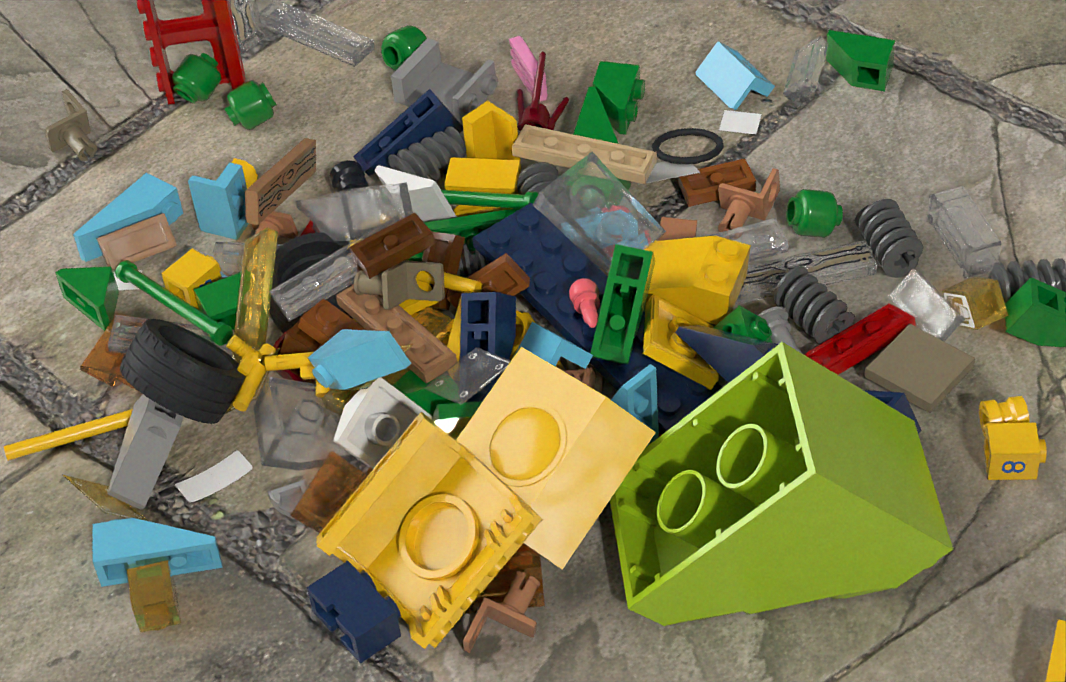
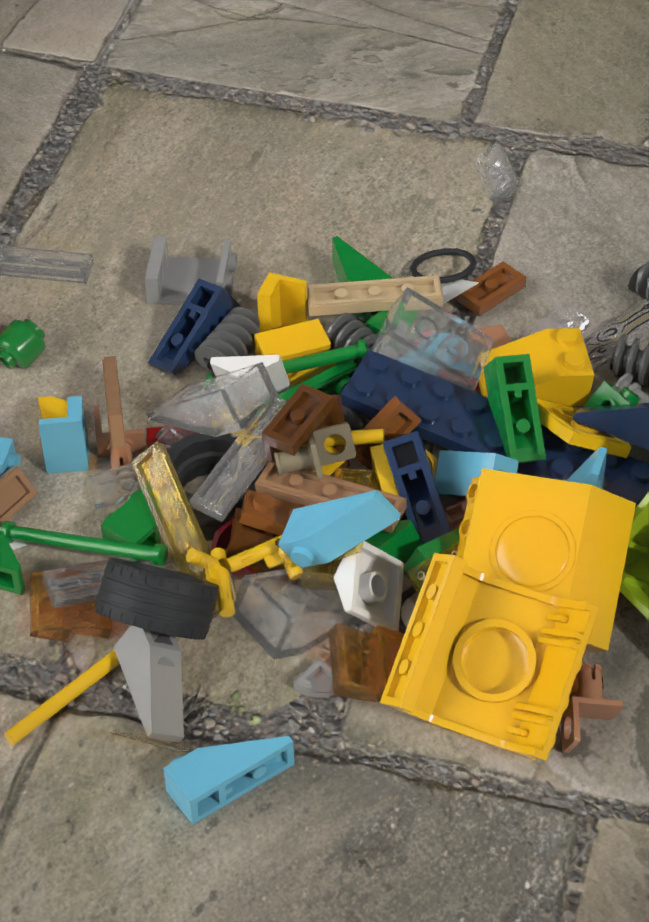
camera: 30 degrees left, 0 degrees up
(153, 596) = (260, 812): clear yellow brick -> none
(190, 273) = (83, 513): yellow brick -> none
(215, 478) = (229, 687): white sticker -> none
(347, 176) = (165, 382): black wheel -> none
(353, 605) = (453, 753): dark blue brick -> none
(400, 45) = (131, 253): green head -> none
(468, 375) = (433, 512): clear sticker -> none
(526, 65) = (258, 239): bright pink tile -> none
(537, 113) = (292, 270): dark red plant -> none
(586, 301) = (474, 413): coral bar -> none
(619, 91) = (354, 230): green slope -> none
(731, 76) = (437, 197): medium azure panel -> none
(740, 122) = (467, 234): white sticker -> none
(745, 203) = (528, 299): nougat bracket -> none
(813, 213) = (591, 289): green head -> none
(861, 58) = (537, 152): green slope -> none

